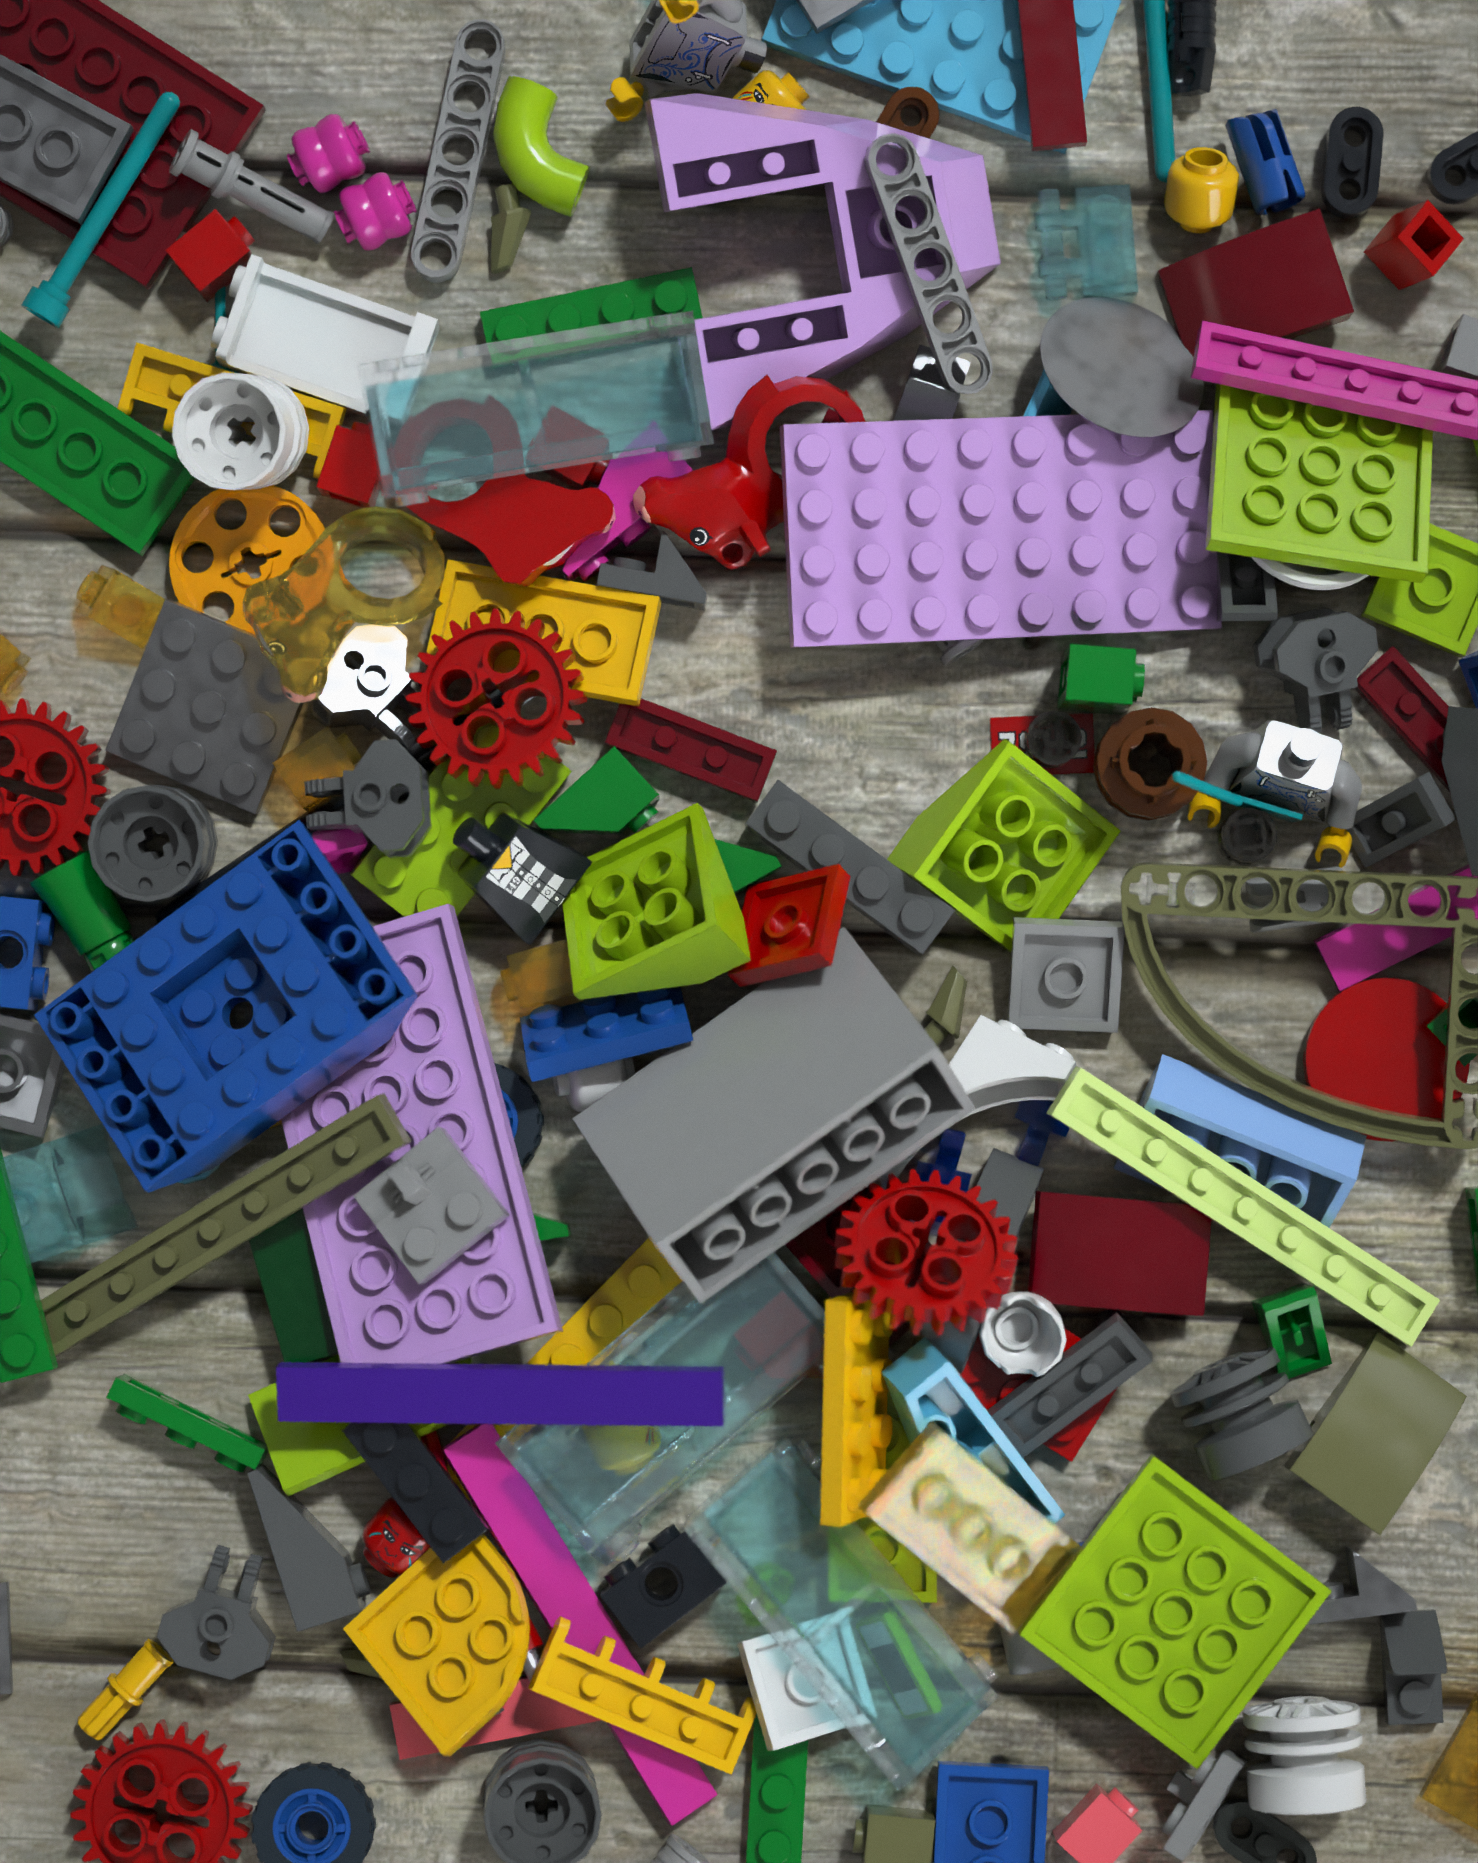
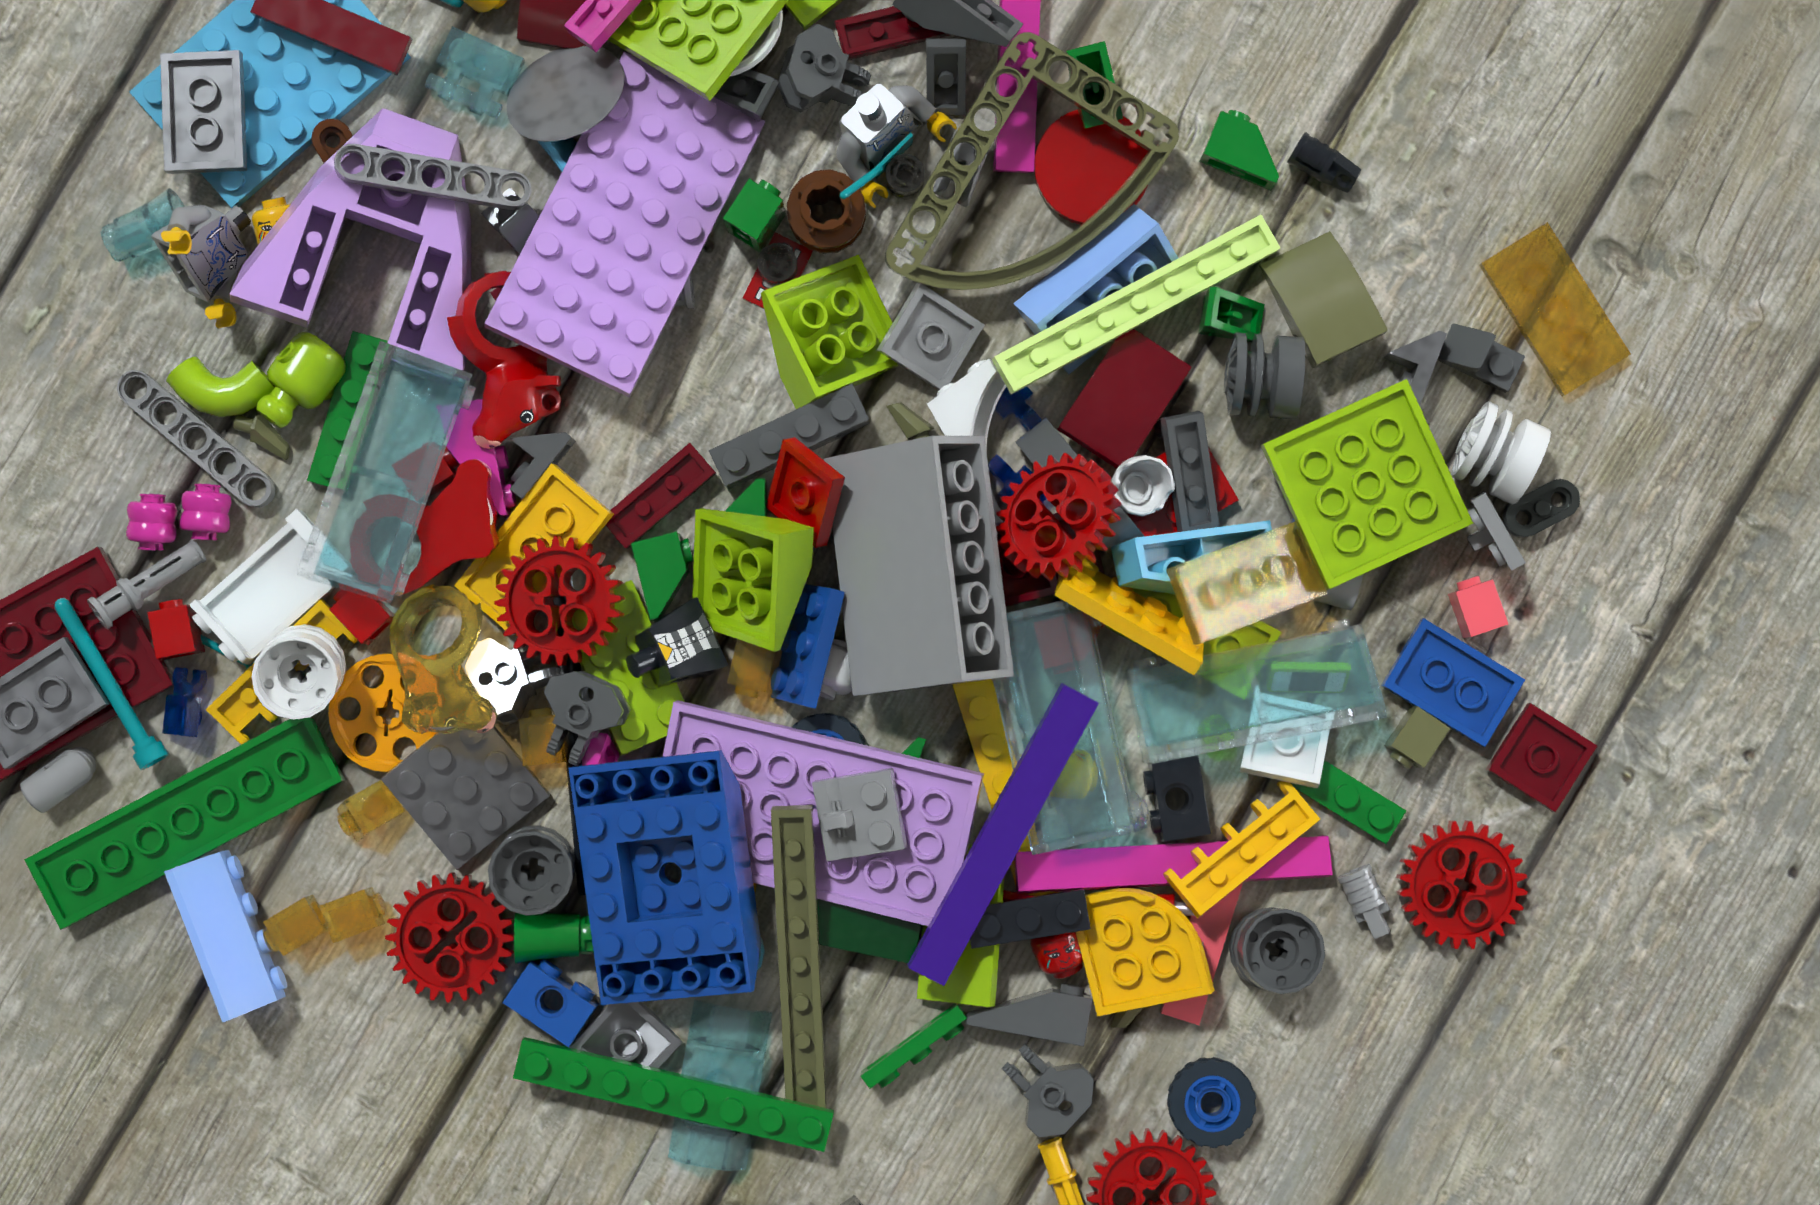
camera: 65 degrees left, 0 degrees up
(123, 313) = (182, 708): none -> clear blue plate
(603, 237) = (302, 376): none -> lime piece

